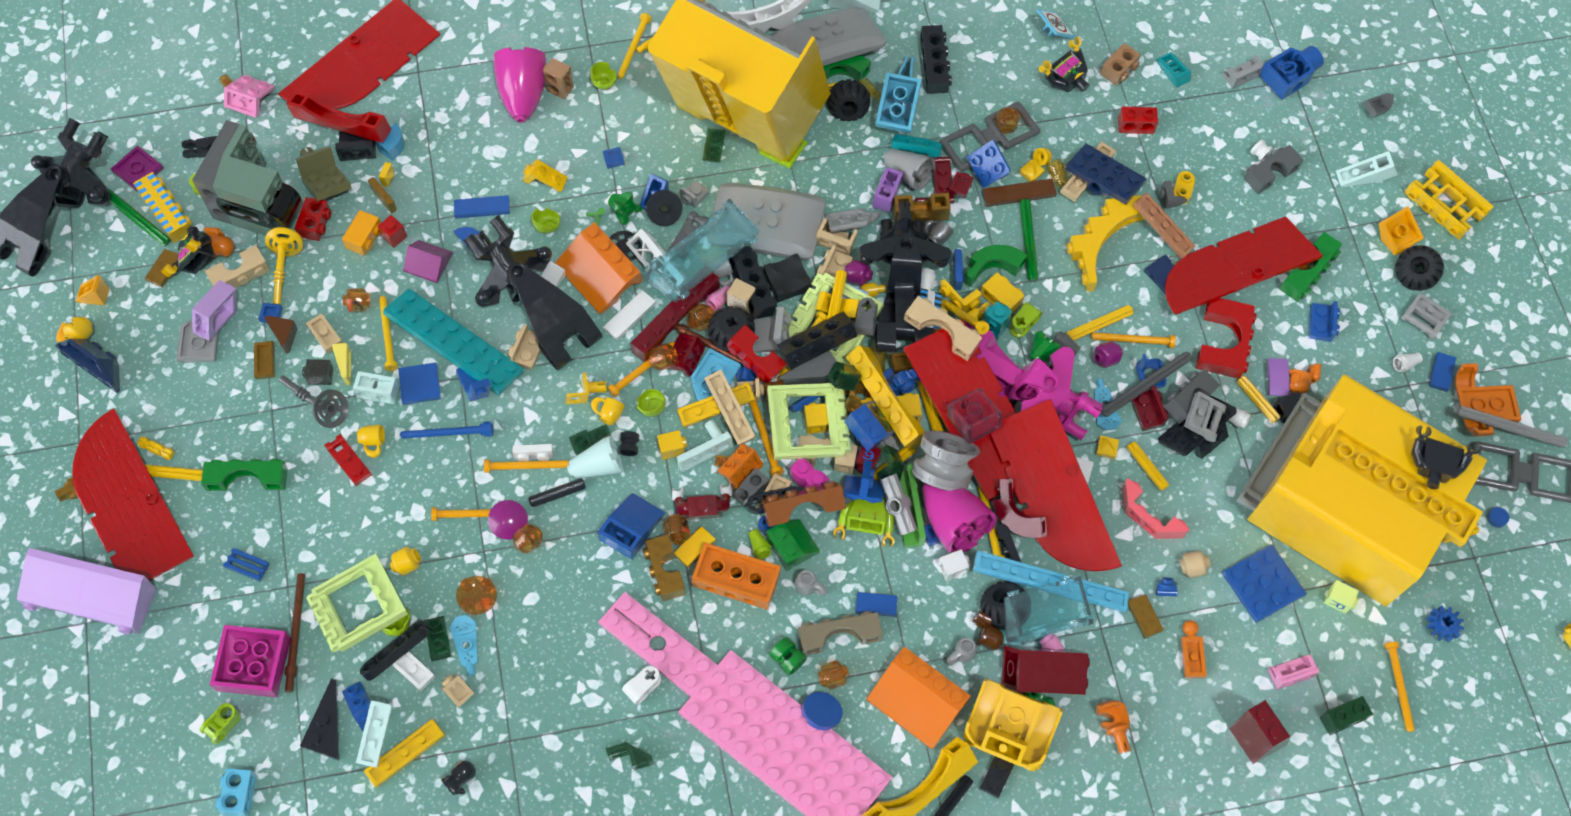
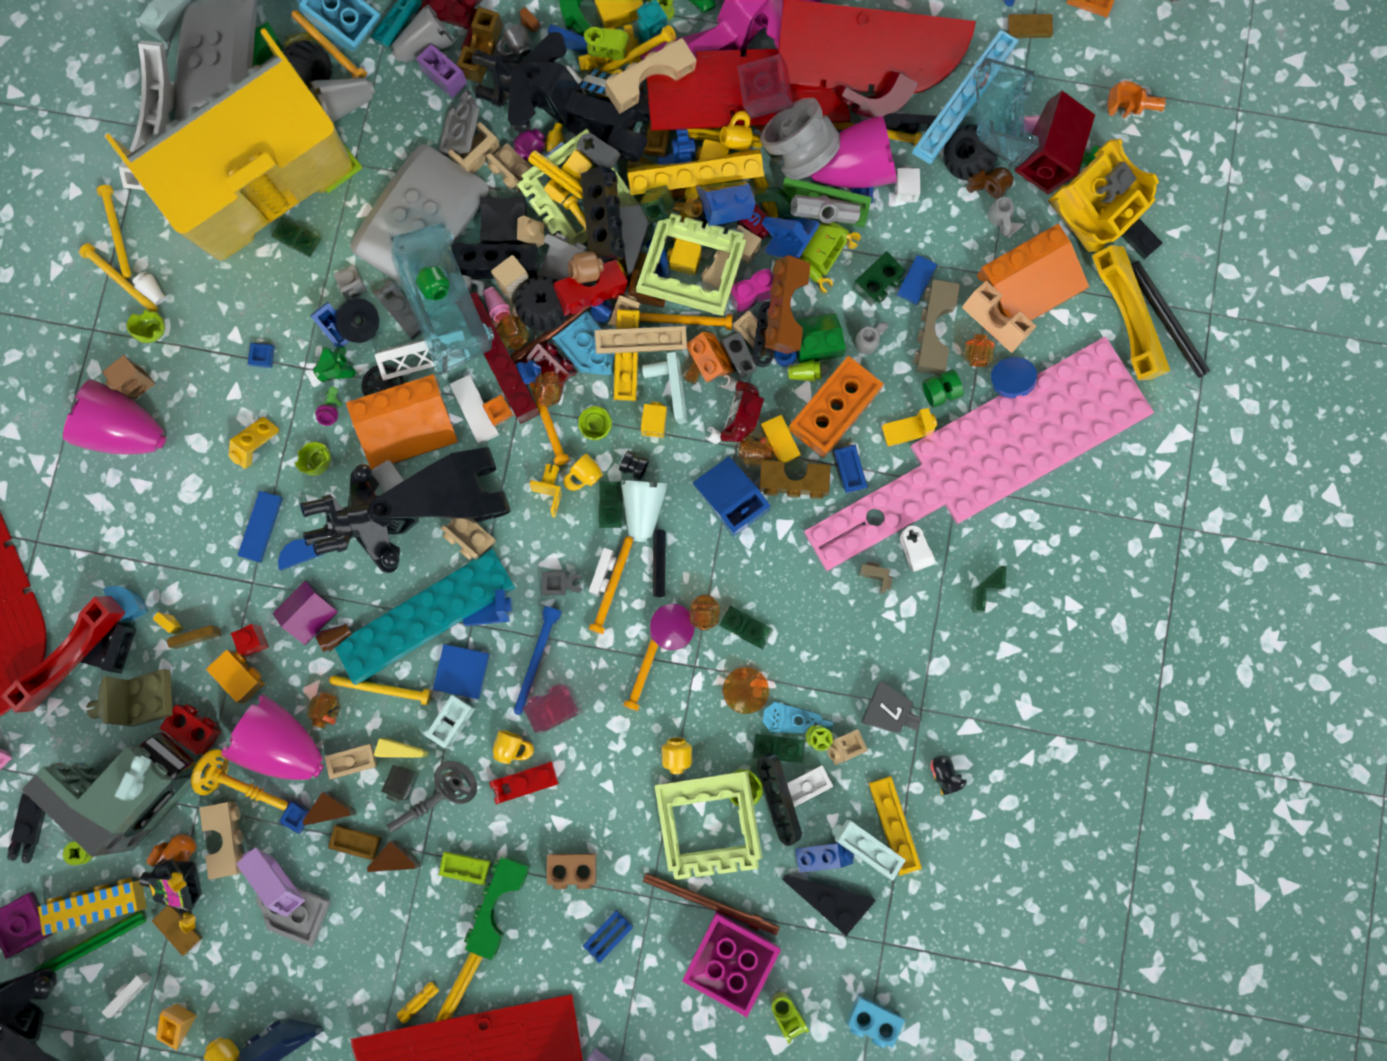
camera: 60 degrees left, 15 degrees up
(106, 253) = (126, 994): none -> white plate
(251, 182) = (132, 782): none -> light aqua plate
(260, 389) = (392, 858): none -> reddish brown slope
(267, 441) = (464, 868): none -> lime plate
(292, 516) = (571, 862): none -> medium nougat brick
(318, 272) = (273, 743): none -> dark pink cylinder
(410, 454) = (552, 709): none -> clear pink brick
(413, 284) = (332, 637): none -> reddish brown cone
(451, 662) = (823, 740): none -> lime wheel
(498, 712) = (889, 710): none -> dark grey torso
(513, 425) = (556, 583): none -> dark grey plate
(528, 577) = (746, 627): none -> clear green slope
(583, 216) = (326, 415): none -> magenta plate
(611, 657) = (873, 571): none -> dark tan bracket
(632, 328) = (497, 410): none -> orange tile
(634, 66) = (148, 286): none -> white cone
(671, 337) = (528, 371): none -> blue plate
(691, 609) = (850, 468): none -> blue tile
(709, 242) = (432, 283): none -> green head
(743, 643) = (910, 428): none -> yellow bracket
(766, 341) = (585, 267): none -> medium nougat head
(785, 297) = (530, 231): none -> tan bracket
(835, 130) = (342, 96): none -> light grey cone
(861, 136) = (337, 54): none -> light orange bar
(864, 567) = (875, 276): none -> dark green brick
(873, 663) = (984, 309): none -> light nougat arch
(929, 414) = (737, 136): none -> yellow piece
(960, 235) = (529, 20): none -> dark orange tile
(961, 291) = (609, 43): none -> lime piece
(1028, 727) = (1118, 180): none -> dark grey plate

